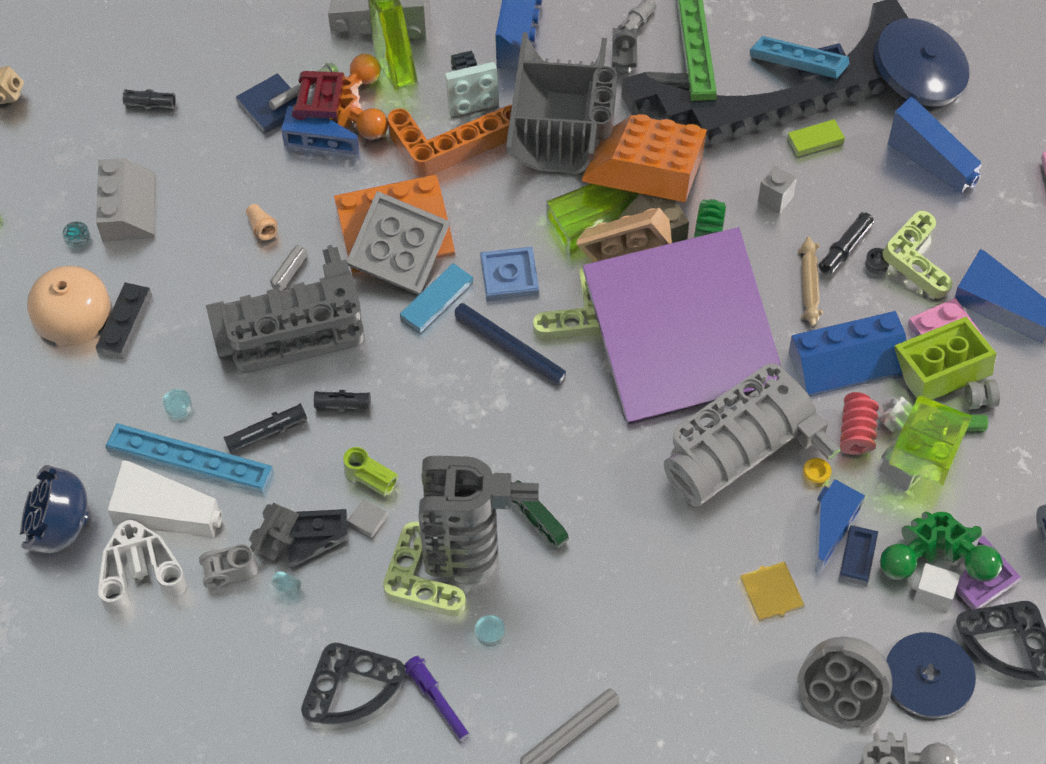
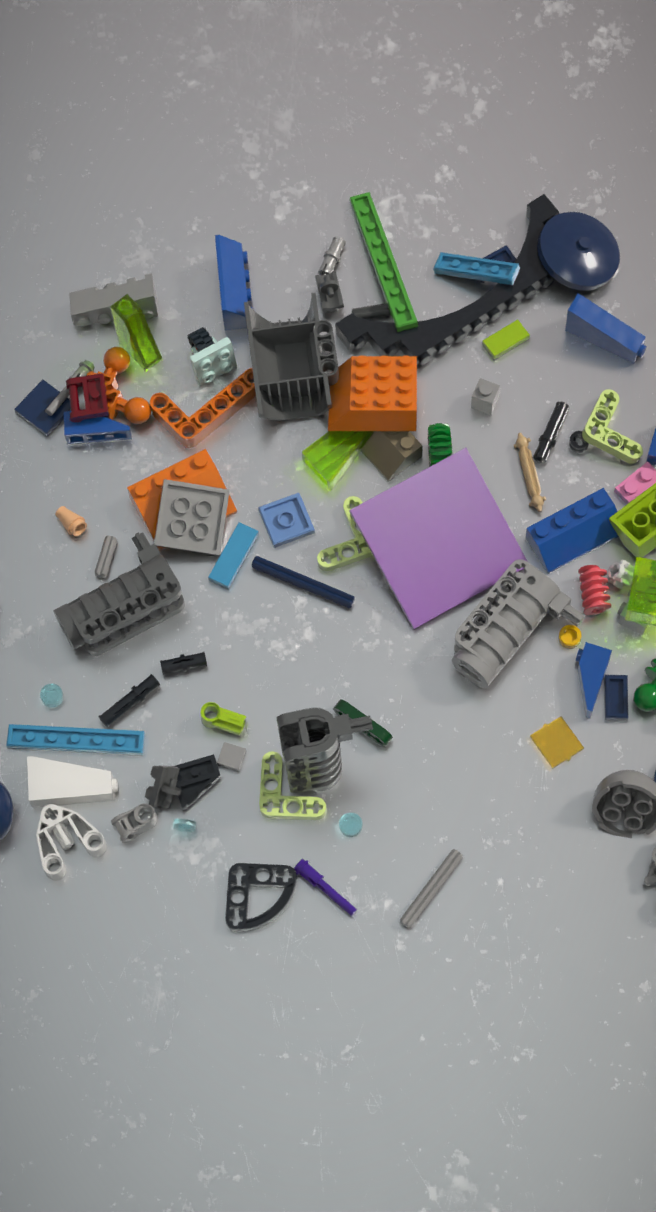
camera: 10 degrees left, 10 degrees up
(626, 235) = (375, 470): light nougat slope -> none

